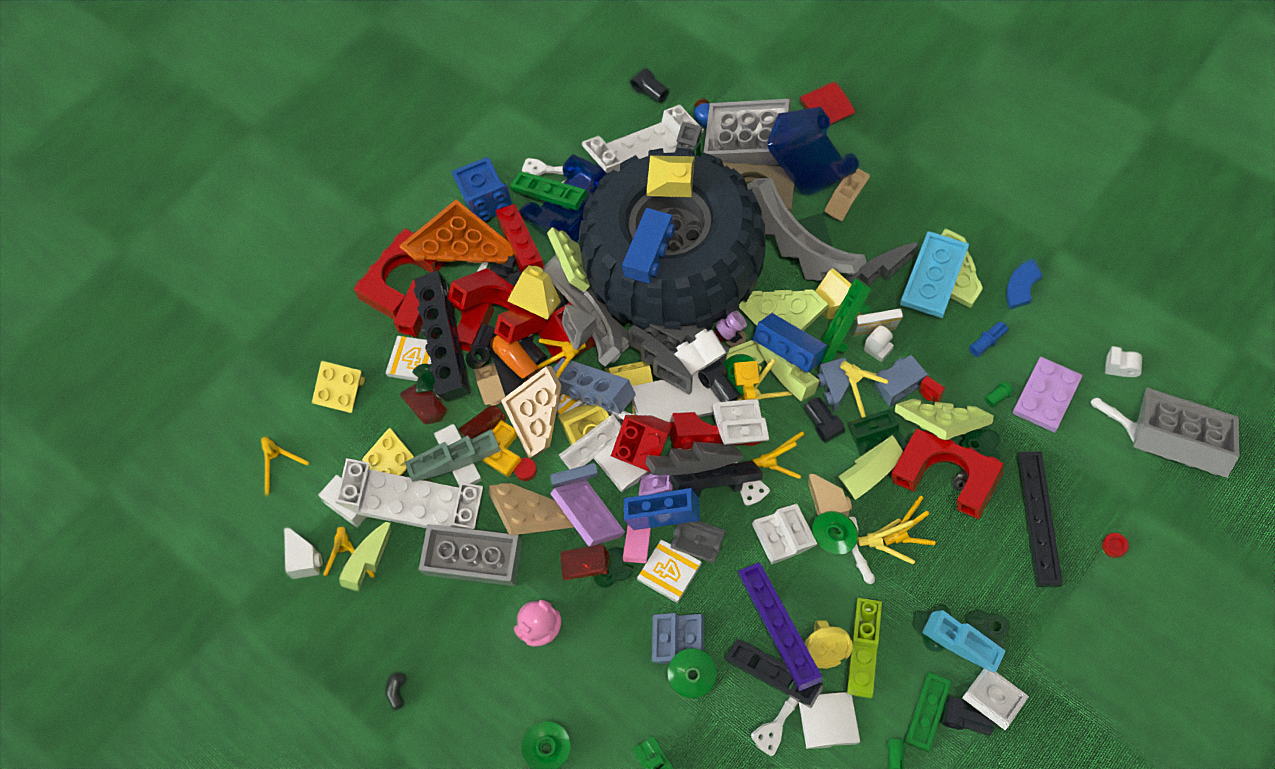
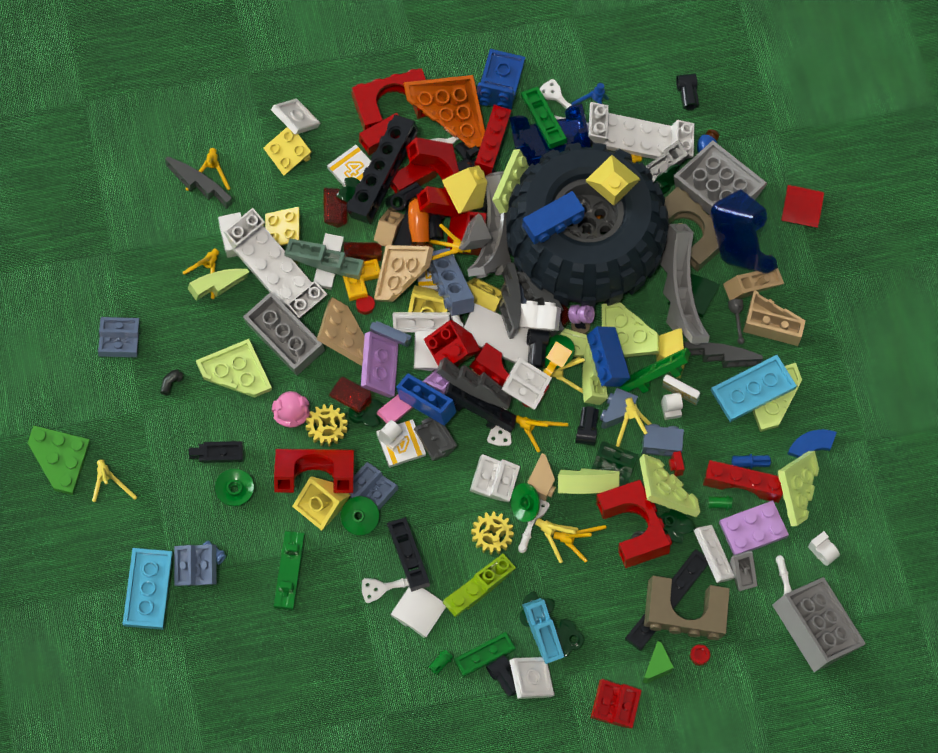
camera: 25 degrees right, 5 degrees up
(265, 478) = (193, 178): none -> dark grey slope
(300, 556) = (176, 250): white slope -> none
(307, 688) = (118, 337): none -> sand blue slope
(320, 351) = (295, 116): none -> white tile
(451, 627) = (236, 369): none -> yellowish green plate
(500, 724) = (218, 452): none -> black hinge
(577, 139) = (596, 94): none -> blue plant
(594, 610) = (326, 416): none -> light yellow gear
(625, 639) = (295, 461): none -> red arch
(642, 690) = (319, 502): none -> light yellow slope
(656, 569) = (391, 435): none -> white leg
(780, 627) = (436, 528): dark purple plate -> none
(828, 645) = (455, 565): light yellow tile -> none
(837, 592) = (484, 536): none -> light yellow gear
(852, 222) = (736, 307): none -> dark grey hinge
(895, 209) = (772, 321): none -> tan wedge
(983, 366) = (723, 476): none -> red arch
(1038, 443) = (714, 553): none -> white tile
(1053, 536) = (661, 615): none -> dark tan arch
(1056, 331) = (797, 486): none -> yellowish green plate
(1078, 437) = (744, 570): none -> light grey slope
(1090, 656) = (616, 703): none -> red slope
(1091, 585) = (659, 664): none -> bright green slope

